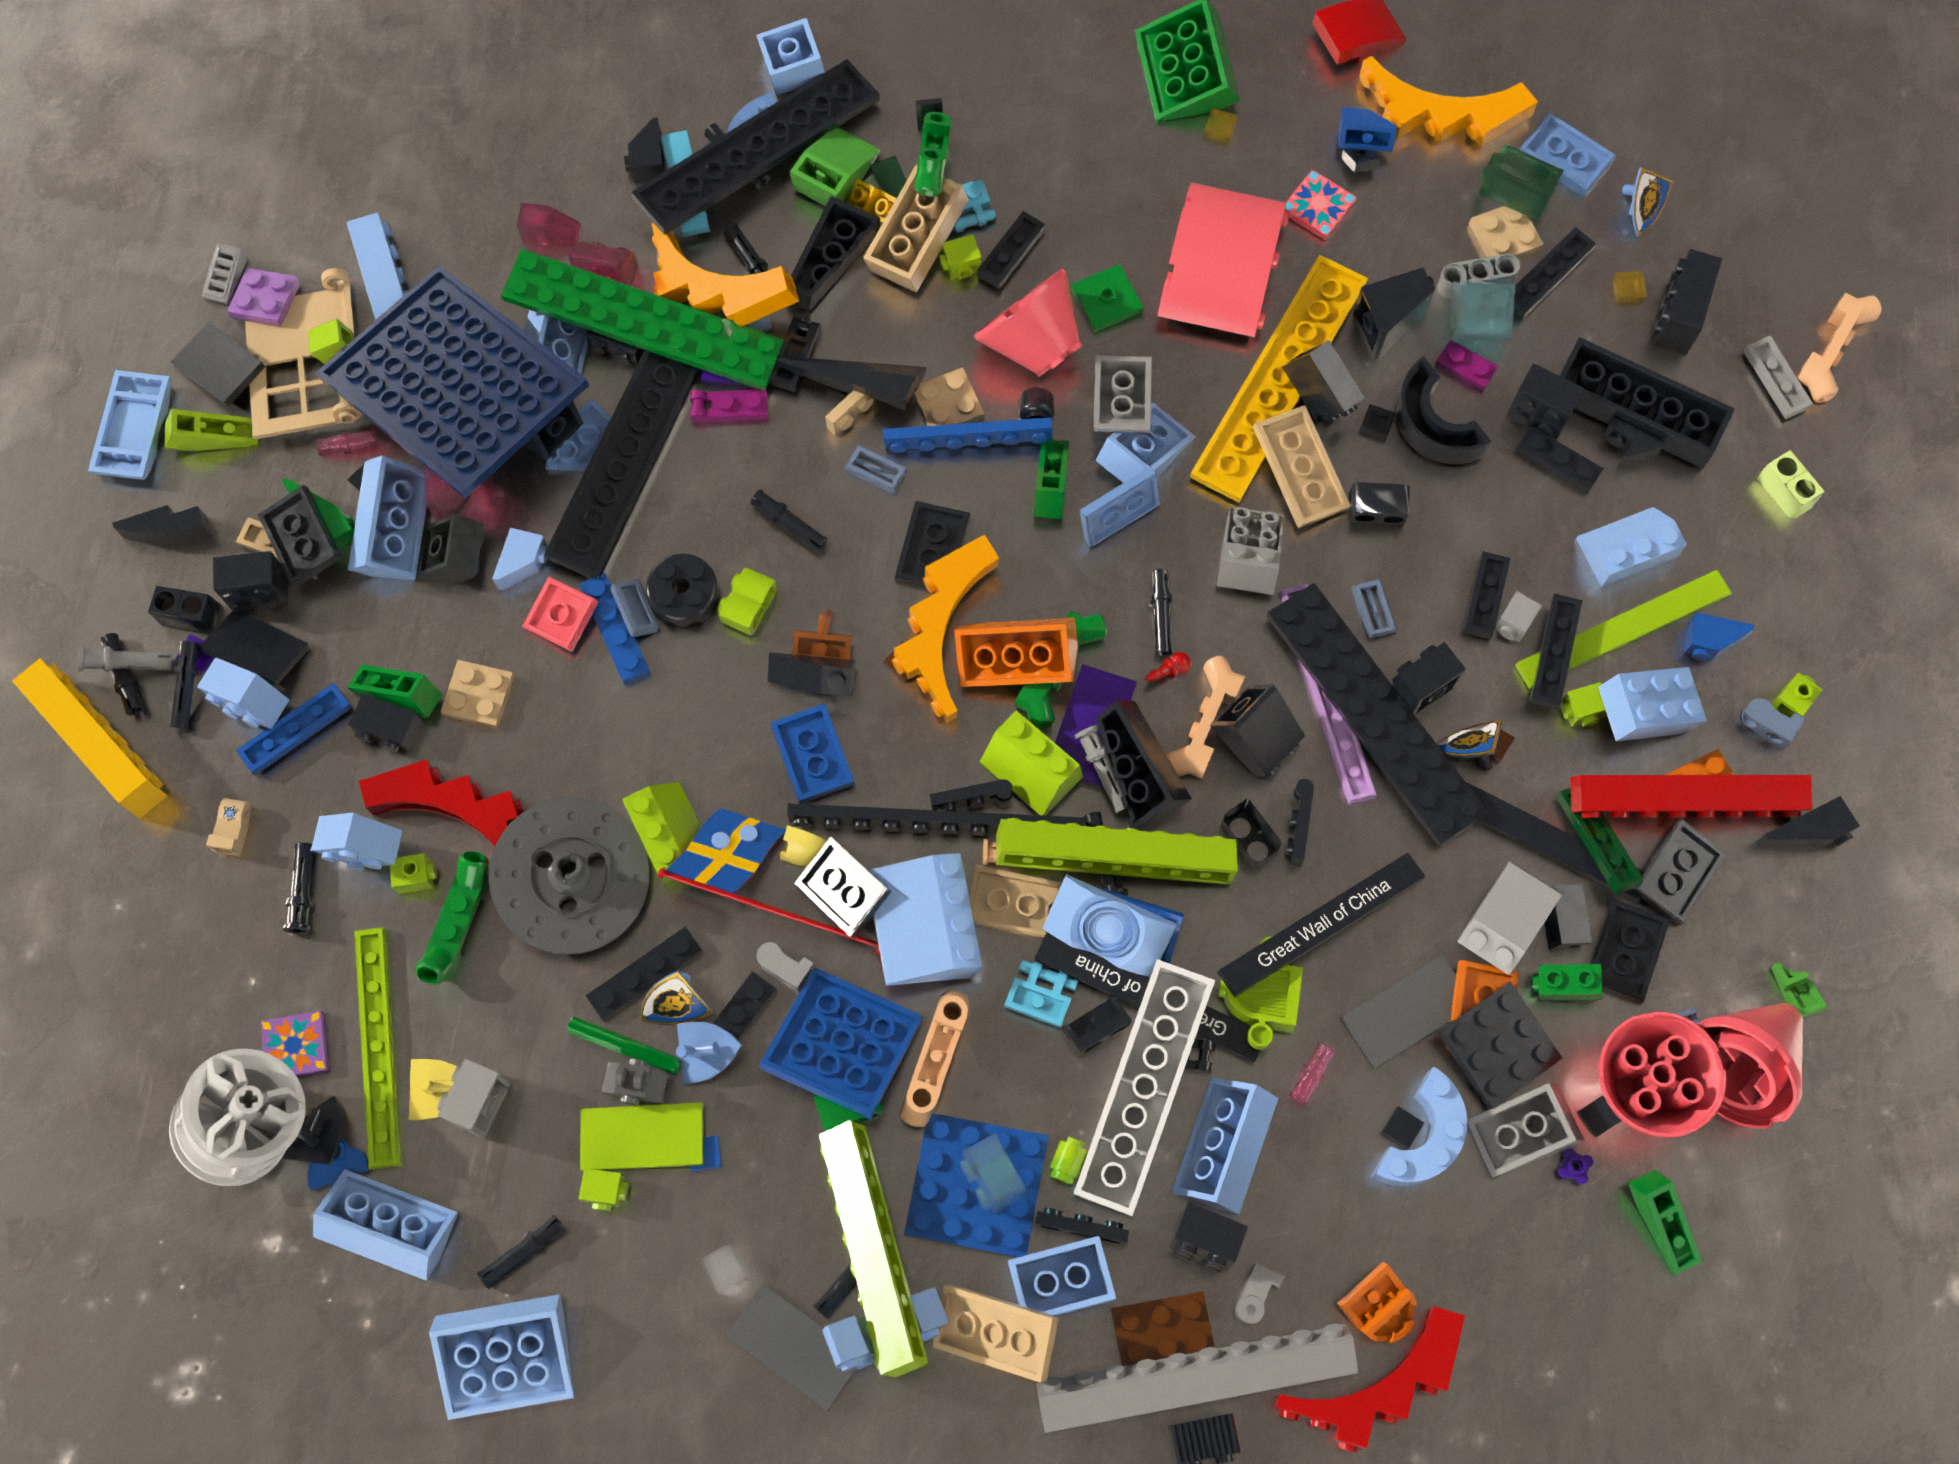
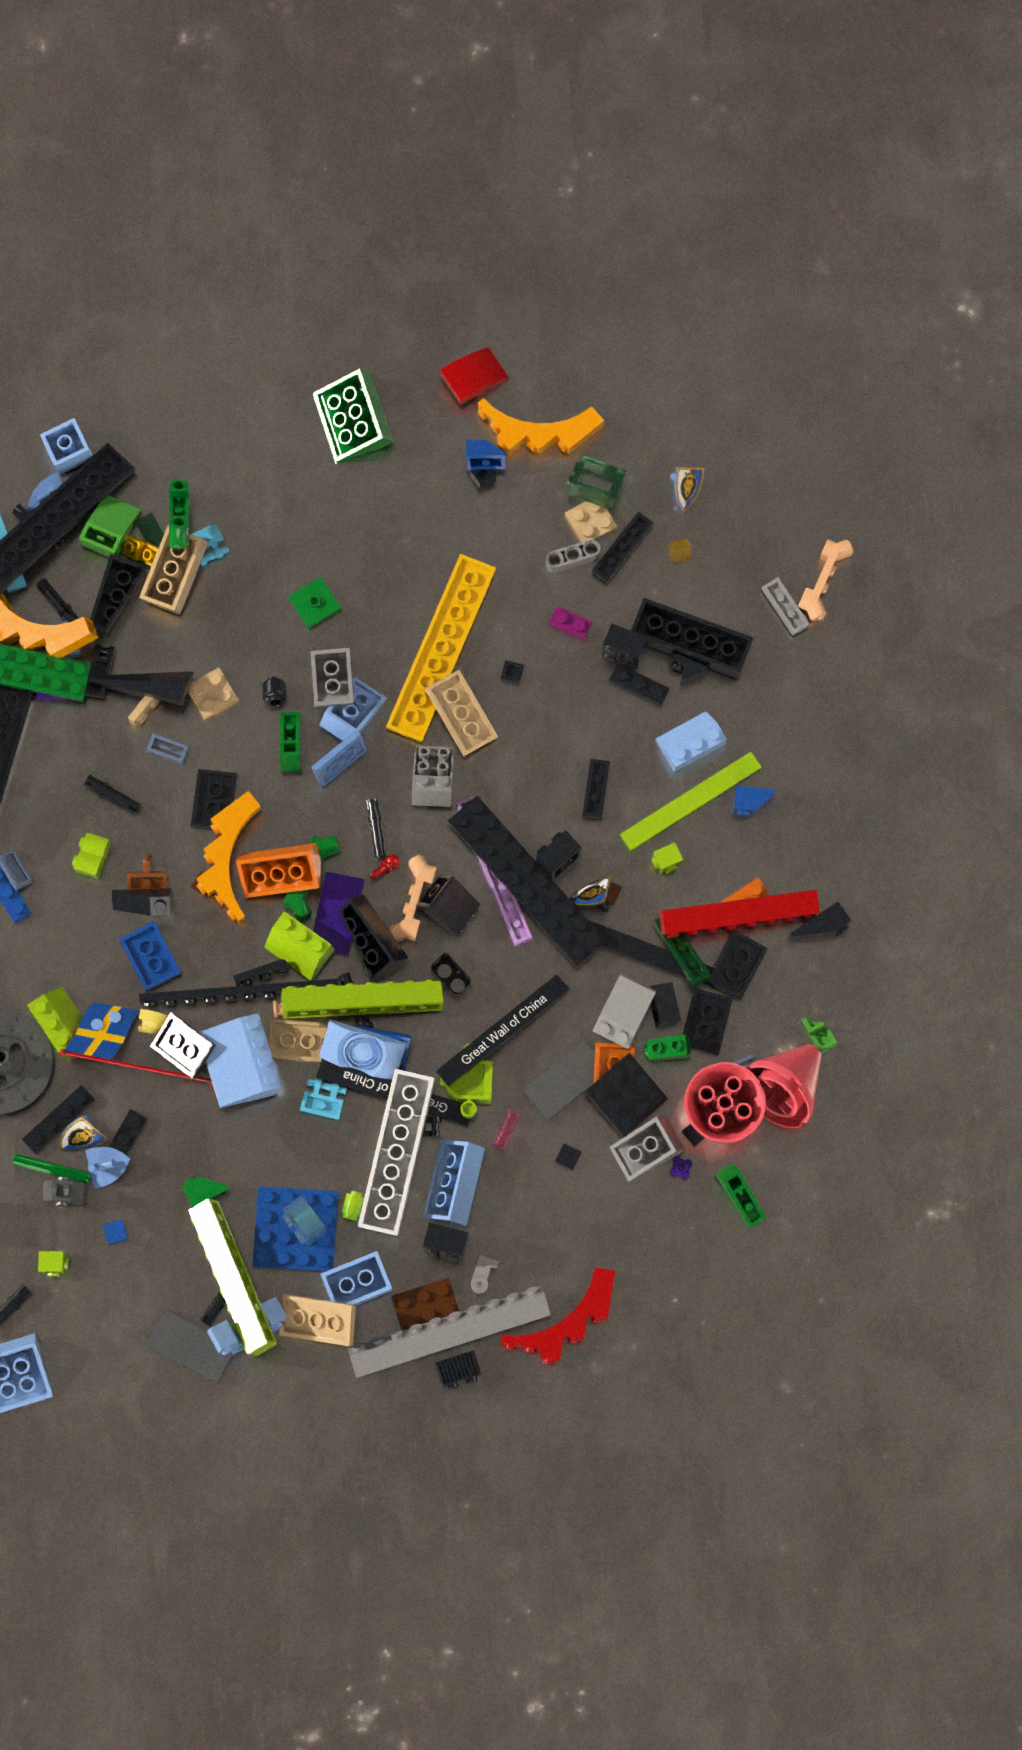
camera: 10 degrees left, 5 degrees up
(642, 1136) = (73, 1226): lime tile -> none
(686, 607) = (47, 866): black plate -> none
(725, 1271) = (139, 1304): clear brick -> none
(729, 405) = (59, 714): magenta plate -> none
(783, 967) = (151, 1104): light grey leg -> none
(841, 1042) = (195, 1148): blue plate -> none
(926, 106) = (171, 474): black tile -> none
(935, 1058) = (258, 1150): light nougat plate -> none
(959, 435) = (236, 716): blue plate -> none
(960, 257) = (208, 585): lime brick -> none
(1011, 250) = (243, 575): black plate -> none
(1036, 328) = (265, 635): coral cone -> none
(1082, 1226) = (366, 1246): black plate -> none
(1097, 1026) = (362, 1116): black hinge -> none
(1099, 757) = (340, 935): light grey pin -> none
(1220, 125) = (382, 460): clear yellow tile -> none
(1222, 259) = (392, 565): coral panel -> none
(1300, 821) = (483, 962): black plate -> none
(1319, 204) = (457, 514): tile -> none
(1323, 383) = (470, 652): black brick -> none
(1379, 503) = (517, 732): black piece -> none
(1380, 631) = (526, 823): sand blue tile -> none
(1380, 1306) = (562, 1272): orange slope -> none
(1392, 308) = (514, 590): black slope -> none
(1429, 432) = (543, 676): black brick -> none
(1444, 1141) = (590, 1171): light blue brick -> none
(1482, 310) = (576, 584): clear light blue brick -> none
(1517, 617) = (617, 802): light grey brick -> none
(1556, 651) = (644, 824): black plate -> none
(1569, 150) = (630, 454): medium blue tile -> none
(1652, 703) = (710, 853): light blue brick -> none
(1686, 301) = (717, 560): black brick -> none
(1770, 723) = (792, 856): sand blue leg -> none
(1775, 482) = (793, 692): yellowish green piece -> none
(1797, 696) = (808, 835): lime brick -> none

